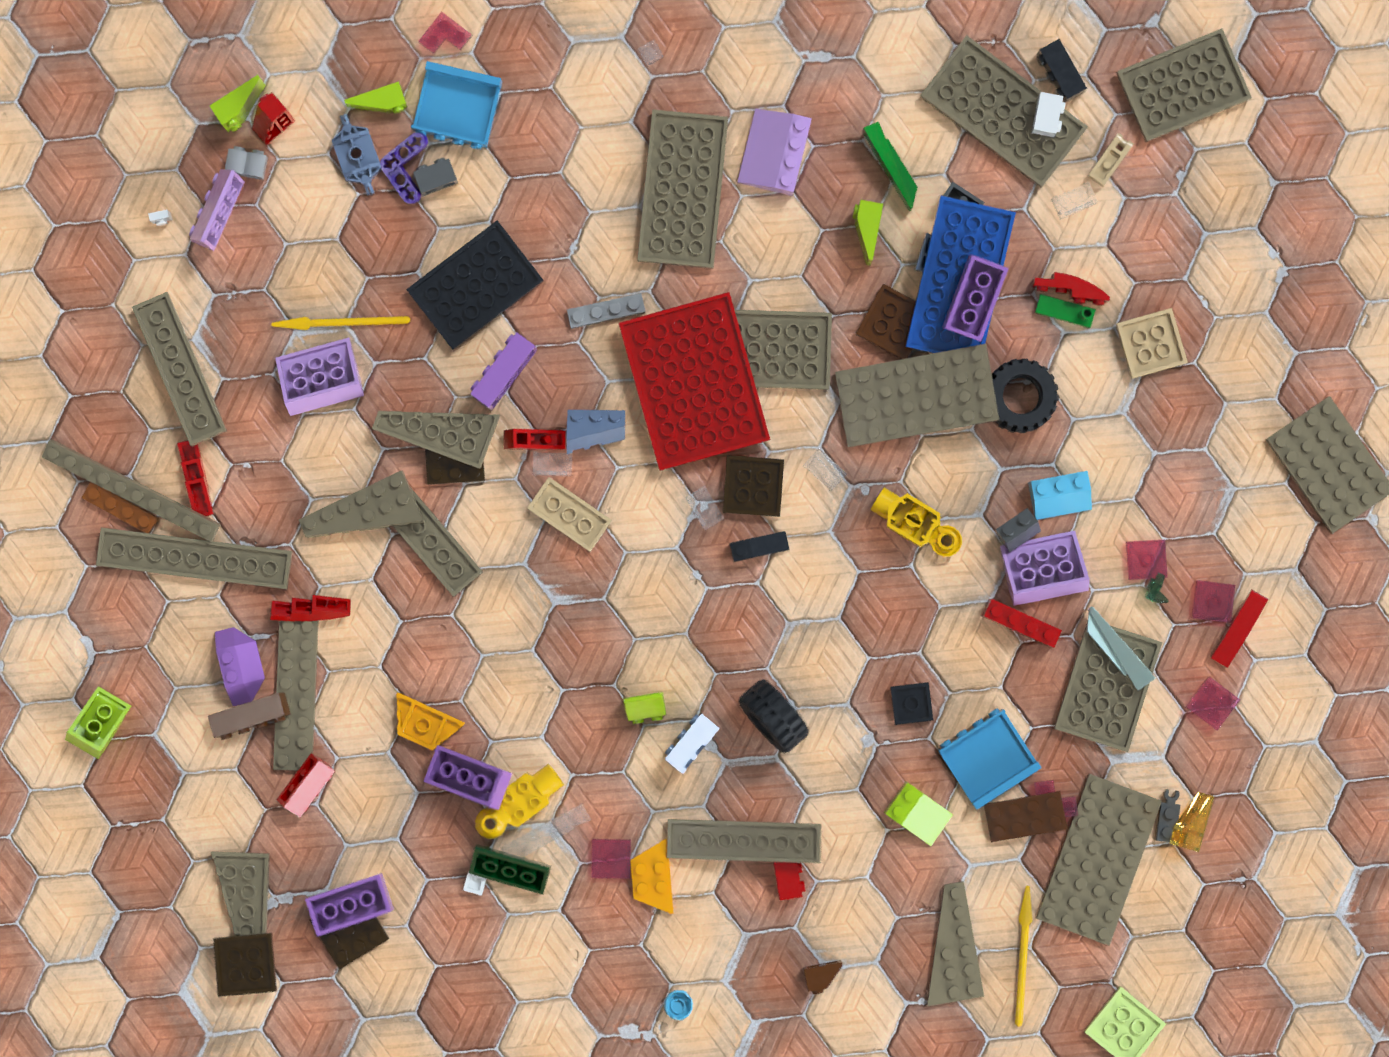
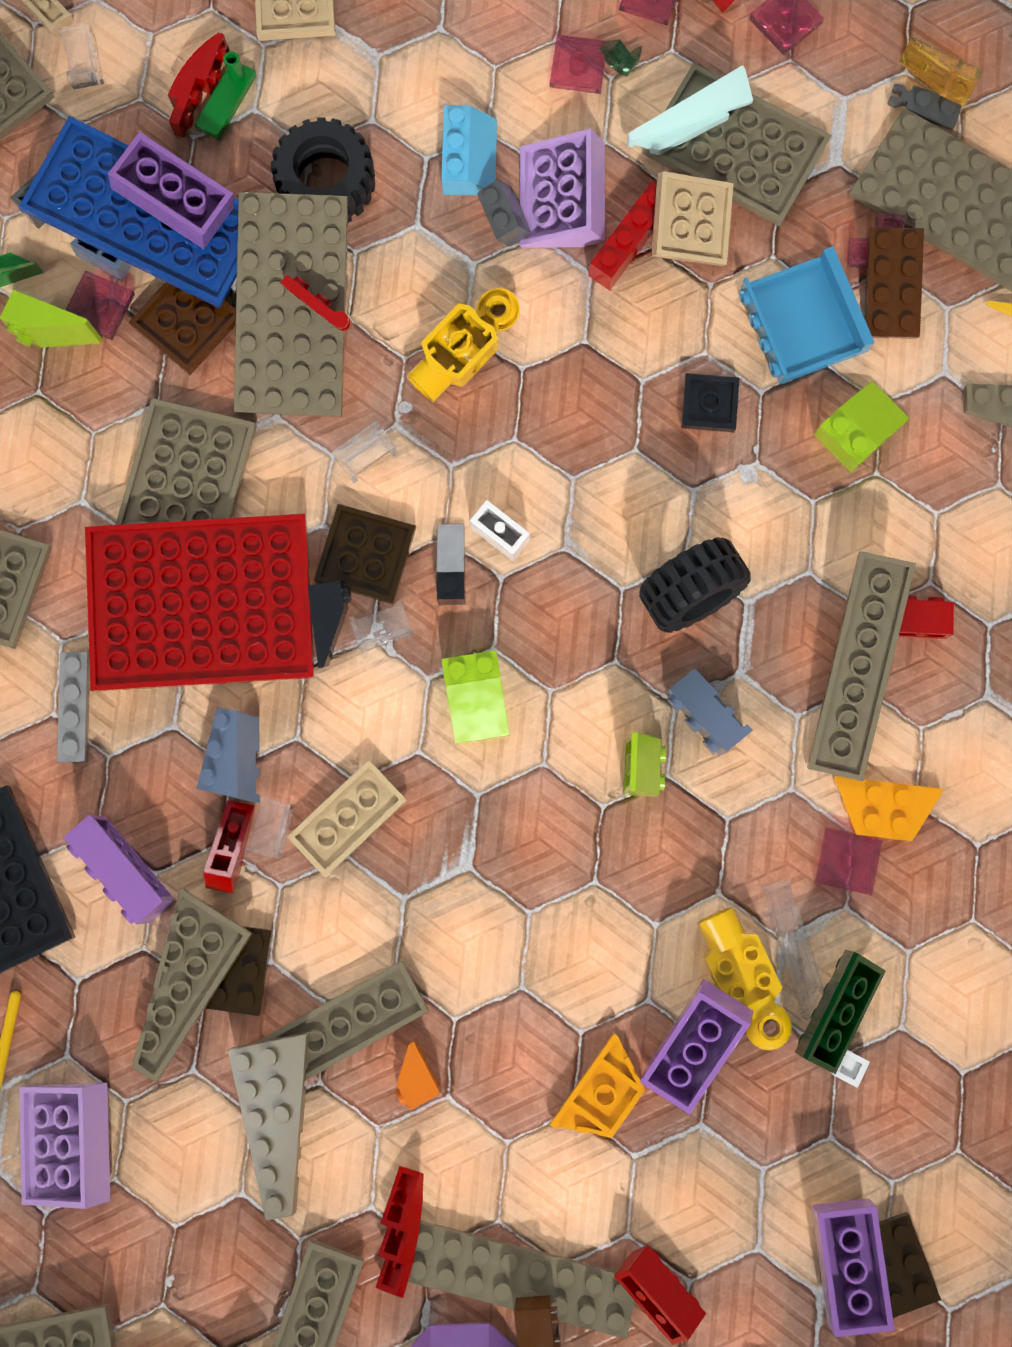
camera: 70 degrees left, 5 degrees down
(408, 598) = (416, 1078): none -> orange slope
(669, 583) = (475, 697): none -> slope
(707, 470) = (328, 613): none -> black slope
(787, 575) = (499, 530): none -> white brick
(892, 258) = (101, 303): none -> clear pink plate
(917, 417) = (317, 303): none -> red plate
(1039, 664) = (692, 219): none -> tan plate

